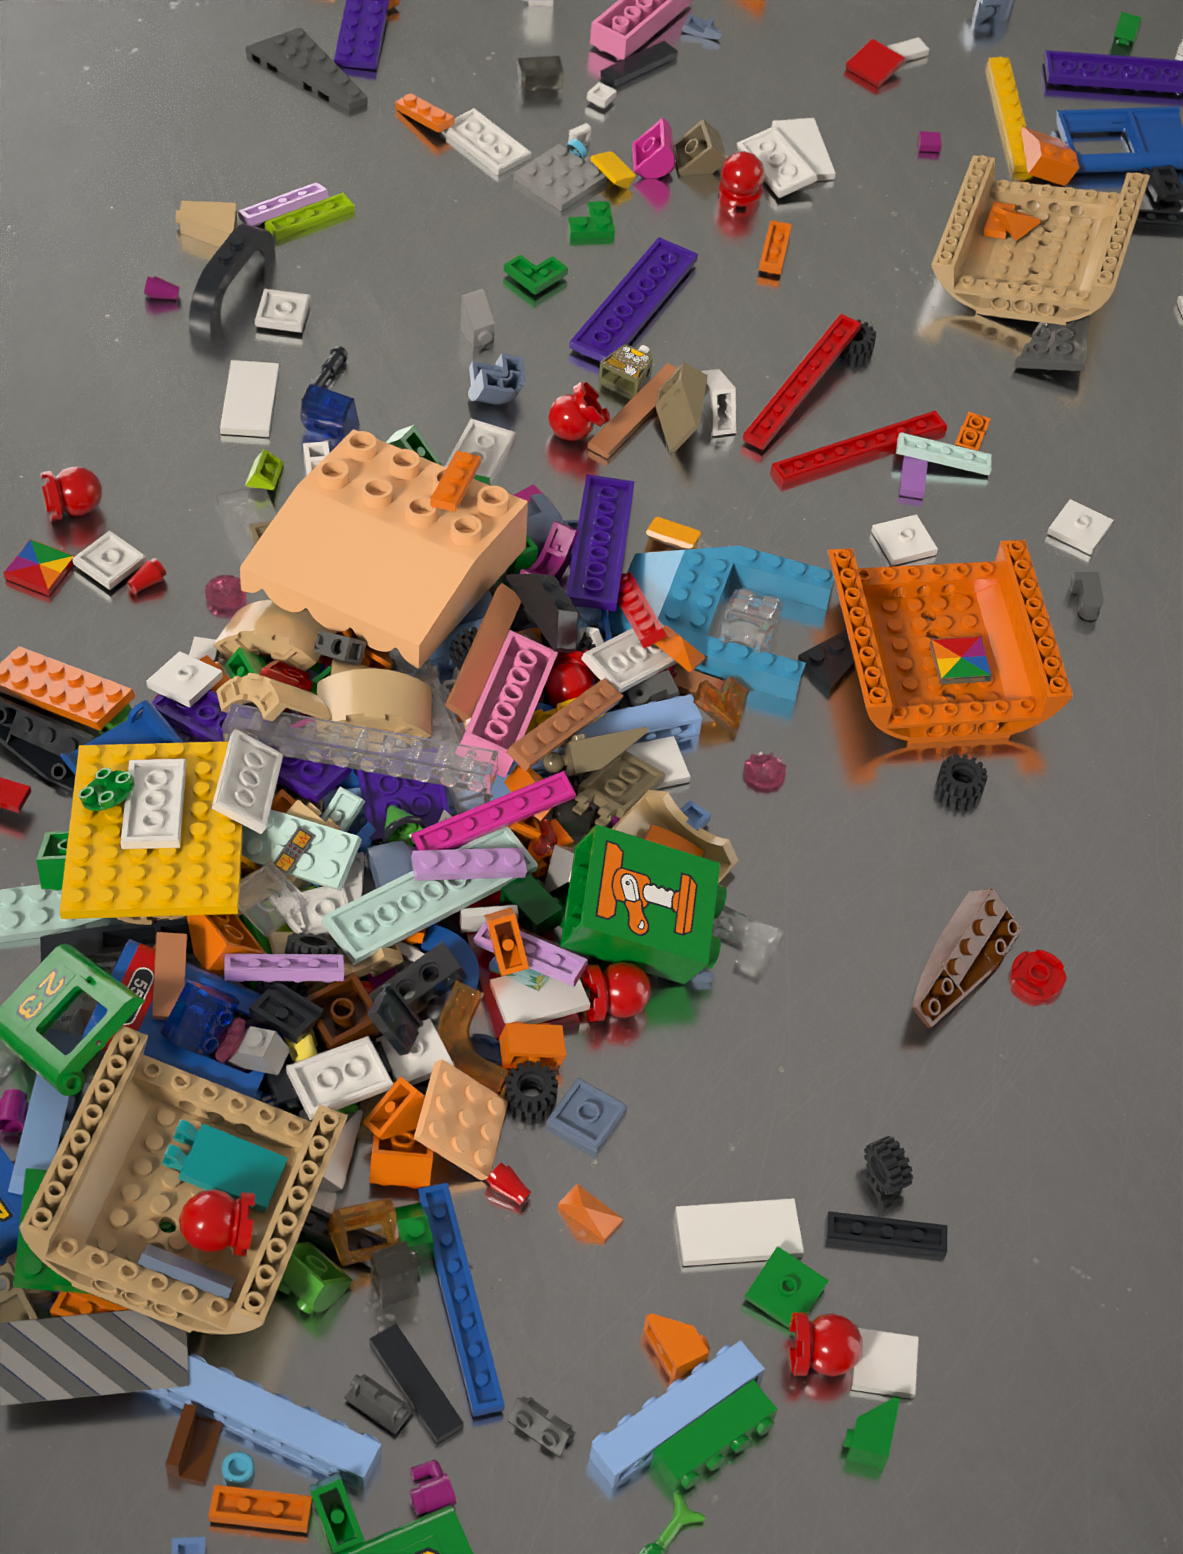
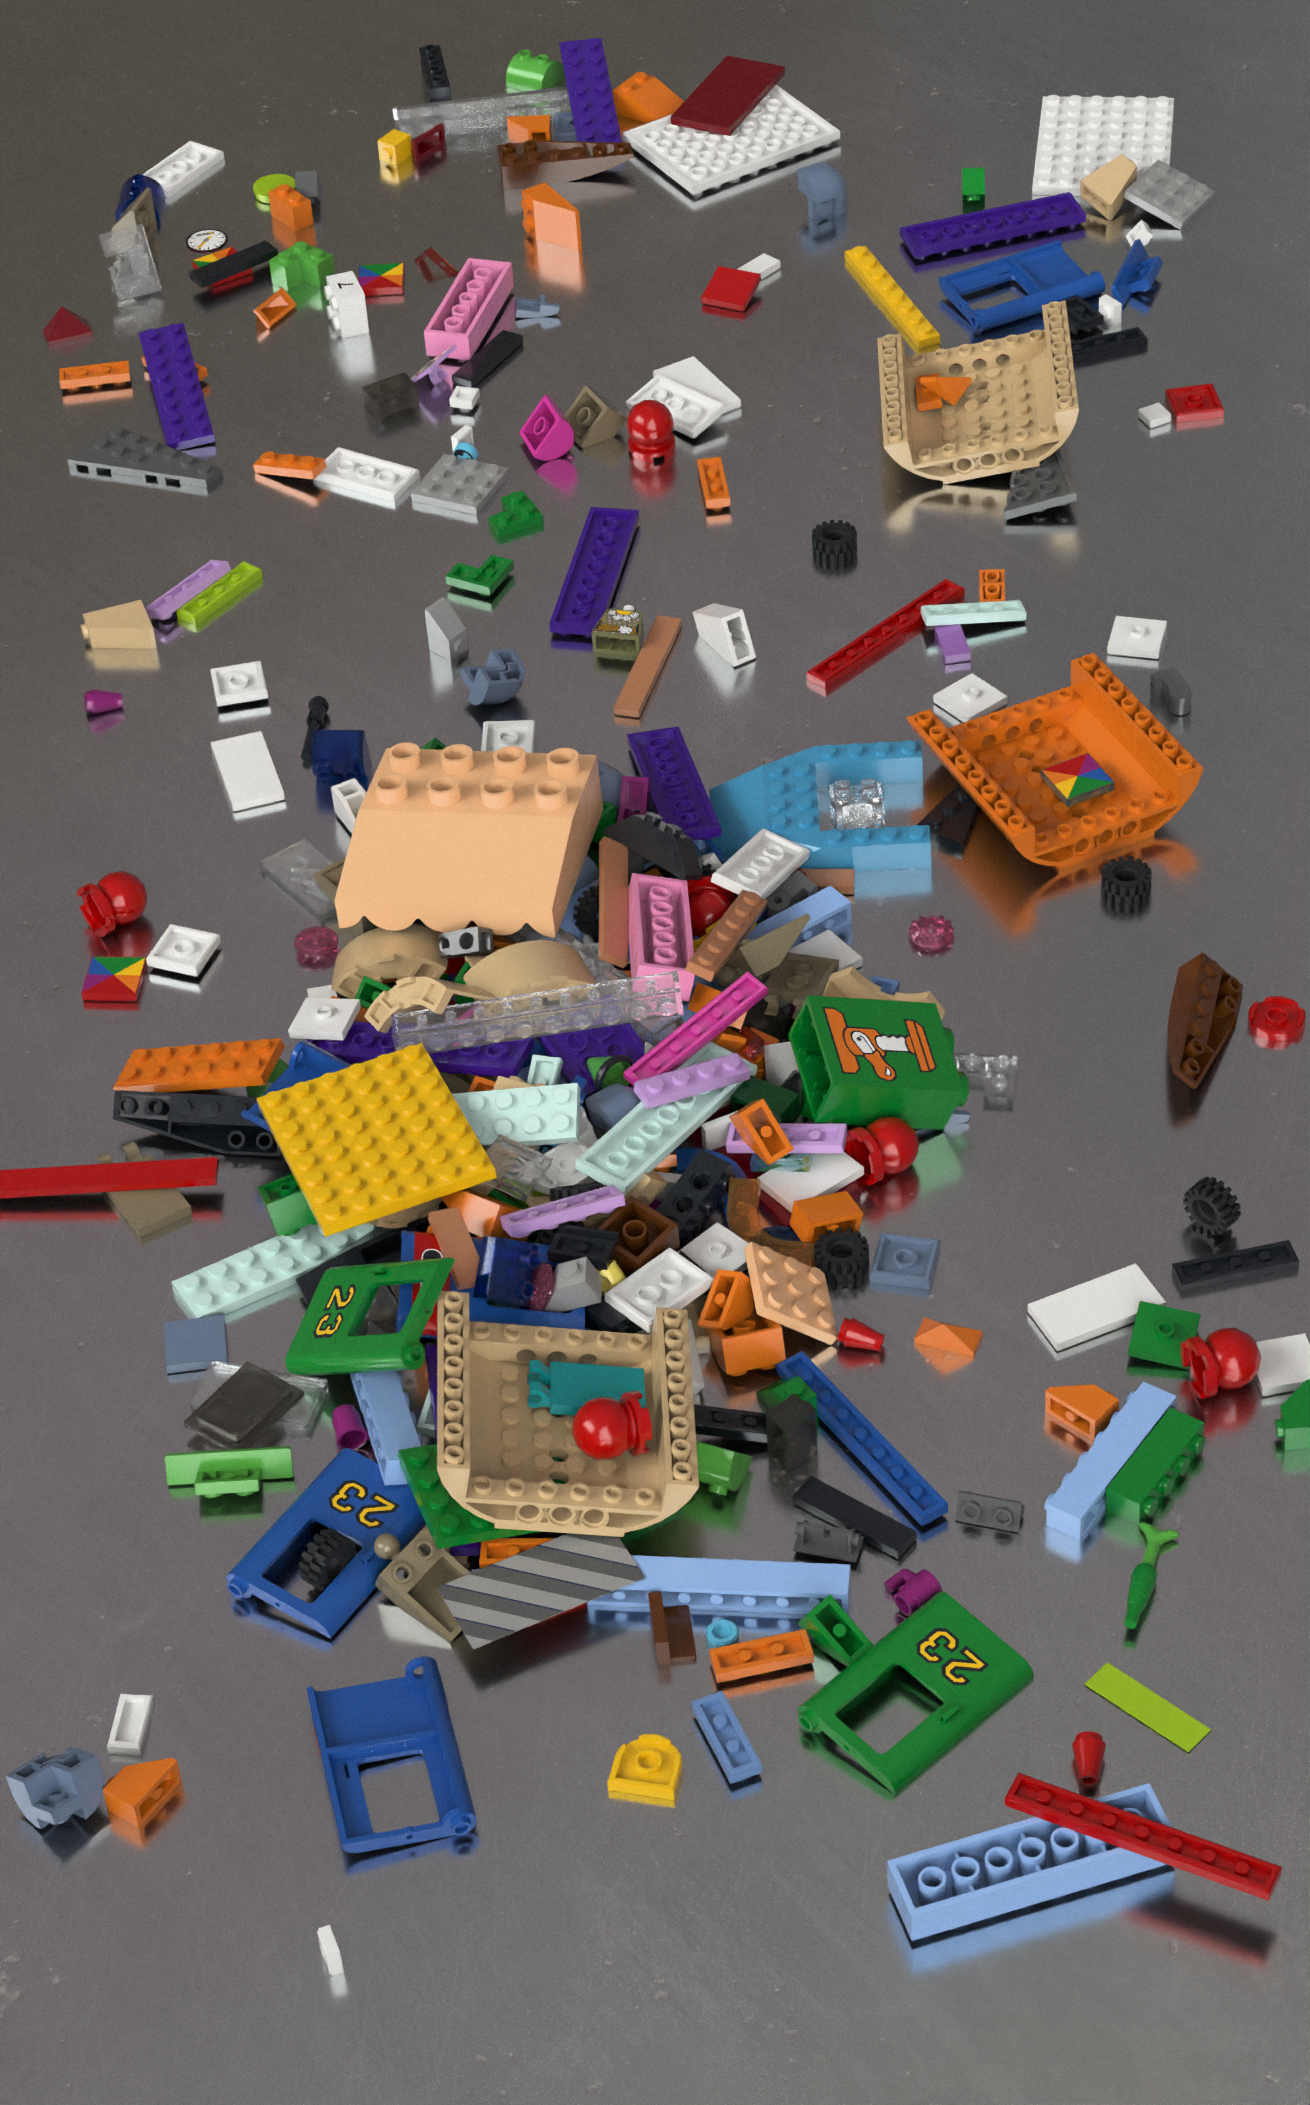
camera: 10 degrees left, 10 degrees down
(106, 789) = (312, 1116): green dish -> none
(148, 575) = (231, 950): red cone -> none
(155, 805) = (364, 1114): white tile -> none
(187, 1271) = (601, 1477): sand blue tile -> none
(242, 246) = (175, 636): black arch -> none
(247, 781) = (444, 1070): white tile -> none
(265, 471) = (298, 827): lime slope -> none
(293, 850) = (518, 1117): sticker -> none
(359, 1217) = (737, 1396): clear orange tile -> none
(395, 1019) = (690, 1223): black plate -> none
(455, 481) = (519, 754): orange plate -> none
(575, 414) = (590, 684): red tile -> none
(586, 59) = (433, 369): none -> lavender piece
(614, 168) = (513, 459): yellow slope -> none
(639, 611) = (749, 826): red plate -> none
(674, 533) = (740, 759): light orange slope -> none
(680, 650) = (800, 846): orange slope -> none
(681, 404) = (693, 643): dark tan slope -> none
(723, 705) = (863, 885): clear orange plate -> none
(801, 381) = (801, 590): red plate -> none
(929, 141) = (821, 344): magenta tile -> none
(1048, 157) = (950, 322): orange slope -> none

